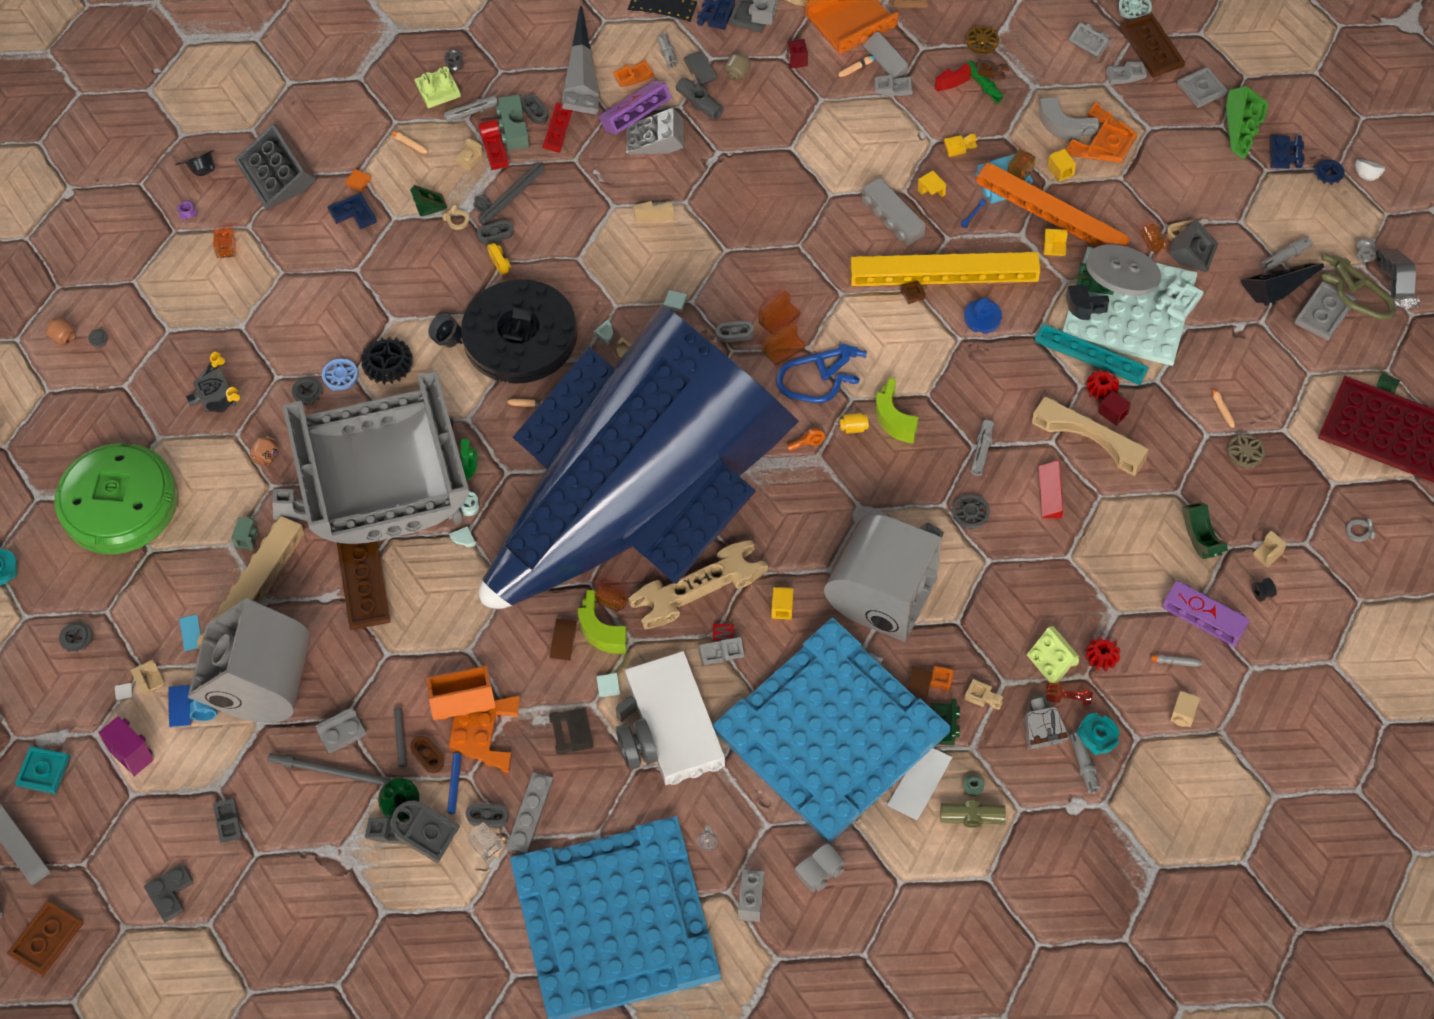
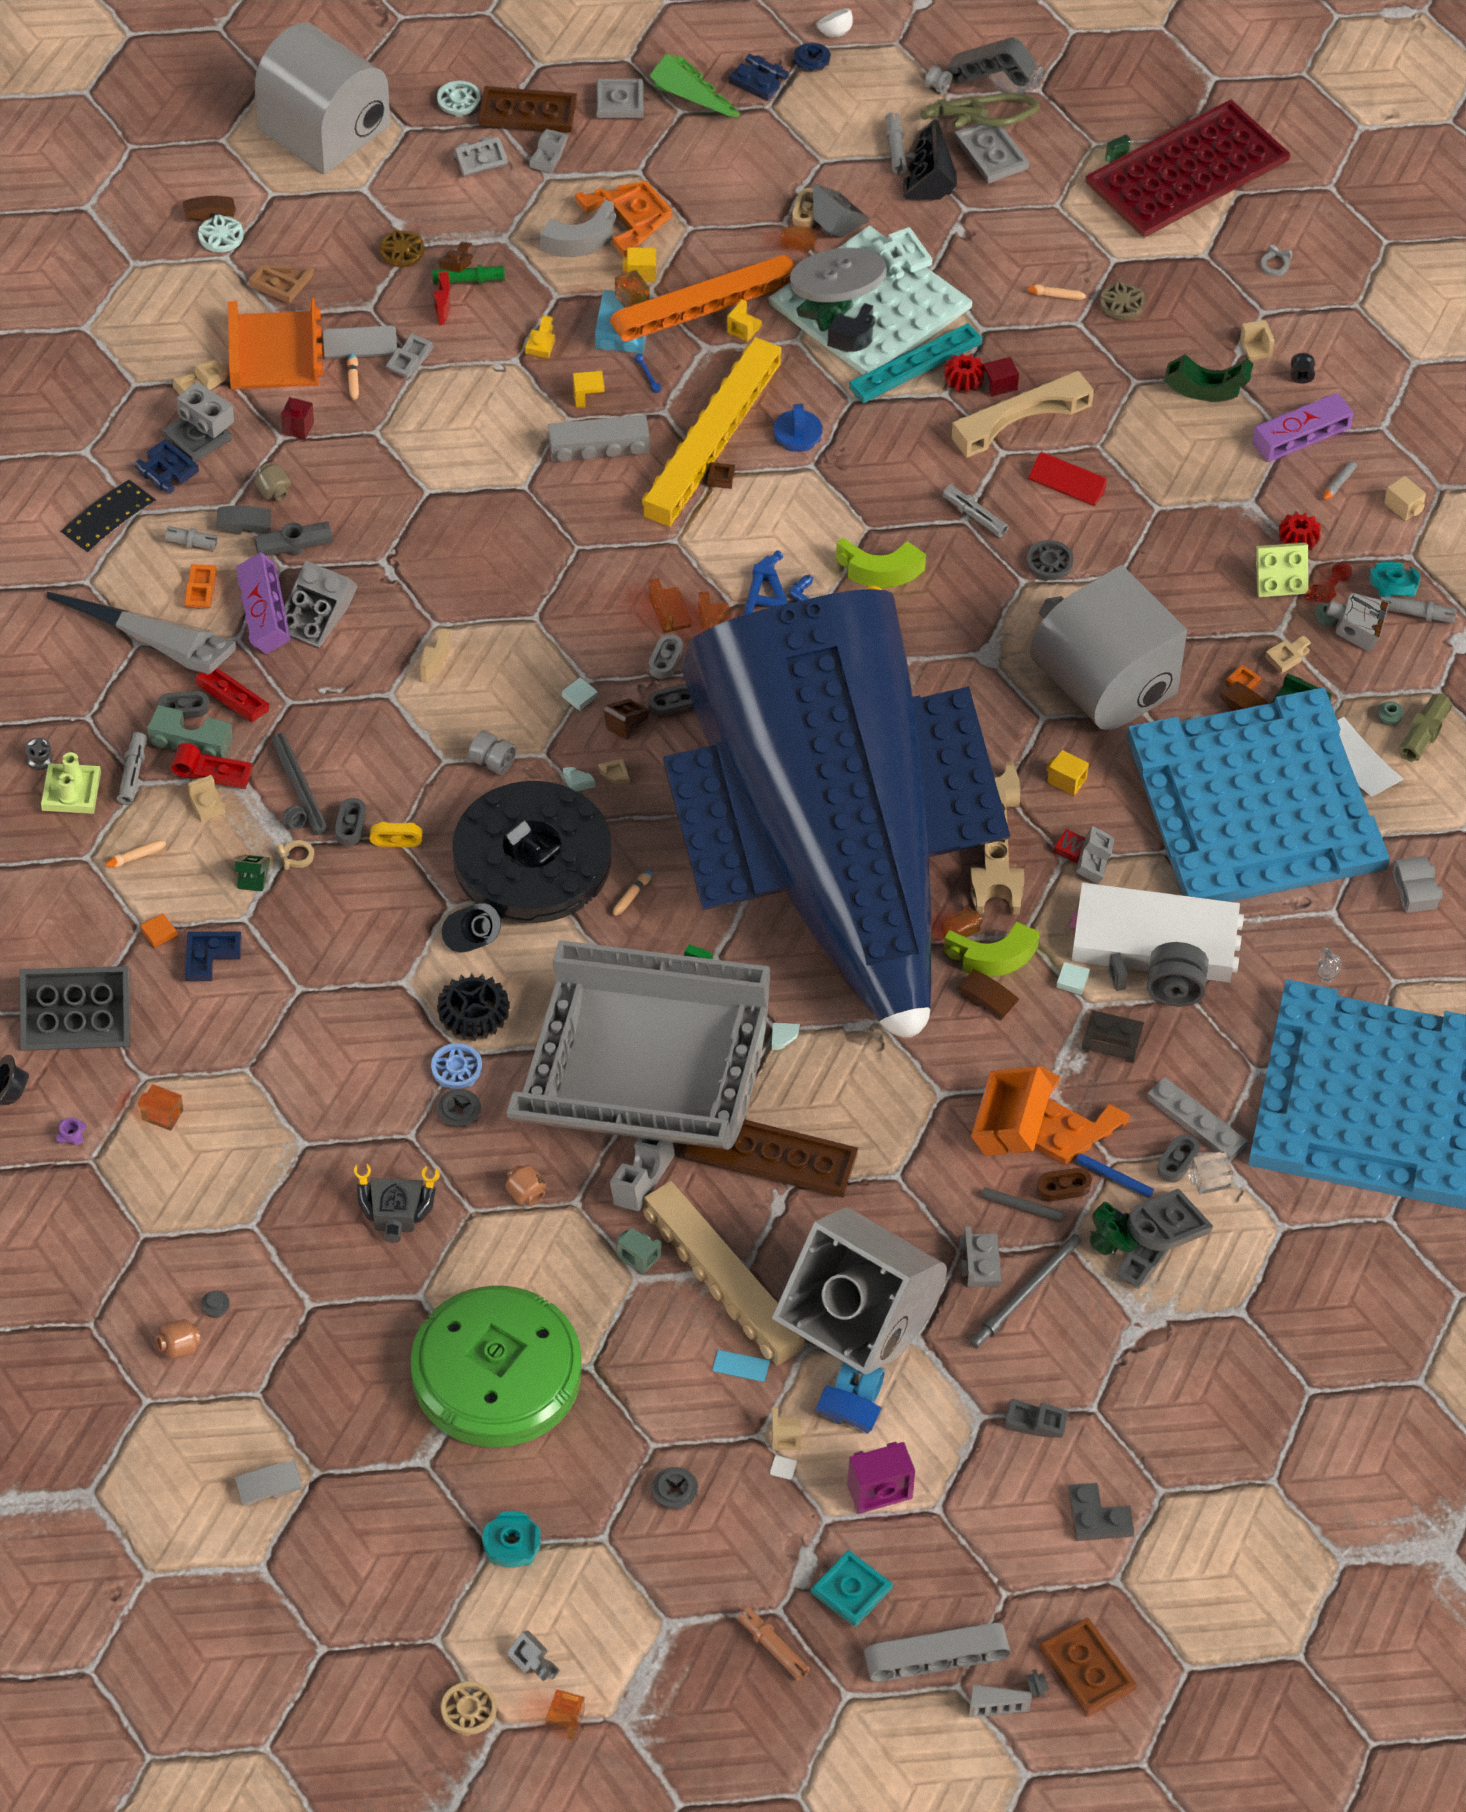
camera: 65 degrees left, 5 degrees down
(14, 912) = (1037, 1684): none -> dark grey plate
(592, 276) = (489, 751): none -> light grey wheel
(751, 895) = (1417, 956): light grey brick -> none

